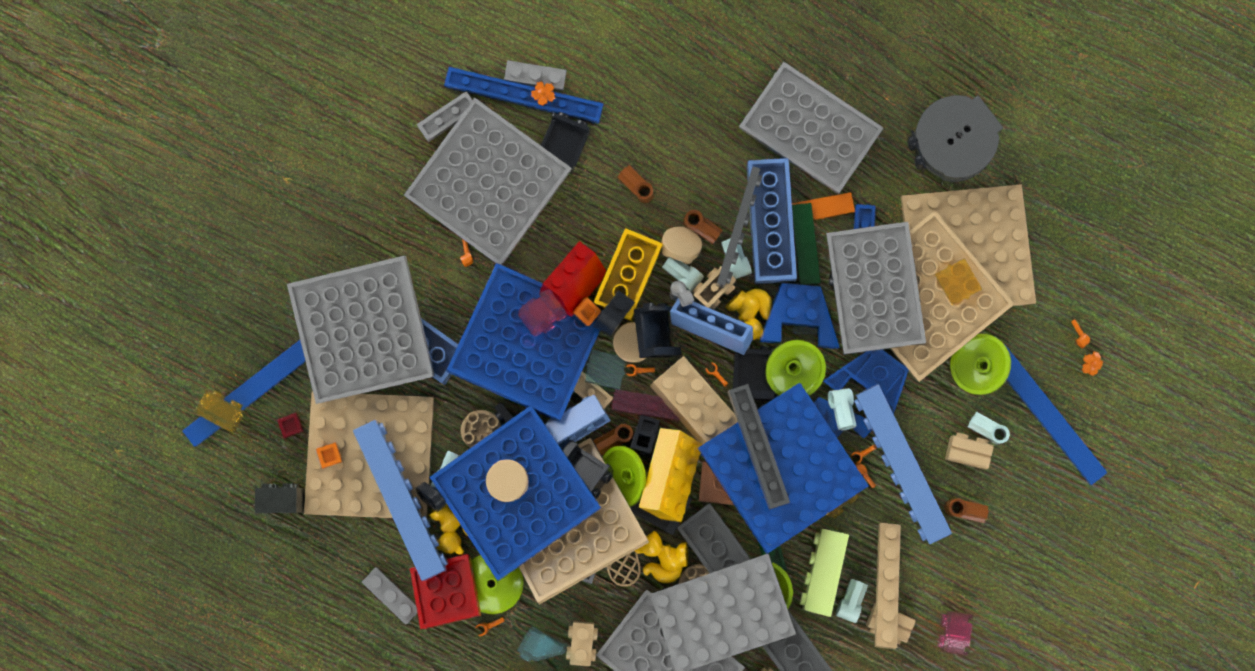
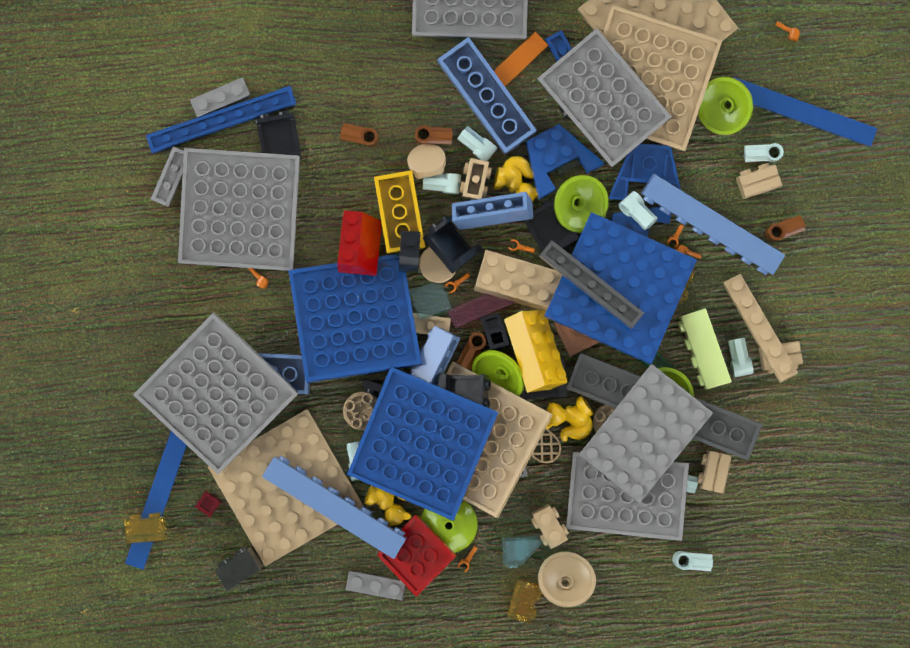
camera: 35 degrees left, 5 degrees up
(329, 455) = (255, 507): orange plate -> none
(430, 496) = (357, 489): black beam -> none
(507, 480) = (410, 438): tan tile -> none
(541, 313) = (351, 288): clear pink brick -> none
(543, 93) = (236, 108): orange plant -> none
(587, 311) = (386, 263): orange plate -> none
(679, 290) = (448, 200): light grey piece -> none
(742, 219) = (463, 110): dark grey plate -> none
(805, 244) = (525, 97): dark green tile -> none
(955, 633) = (836, 331): clear pink brick -> none
(958, 281) = (666, 51): clear yellow piece -> none
(1092, 363) = (813, 48): orange plant -> none

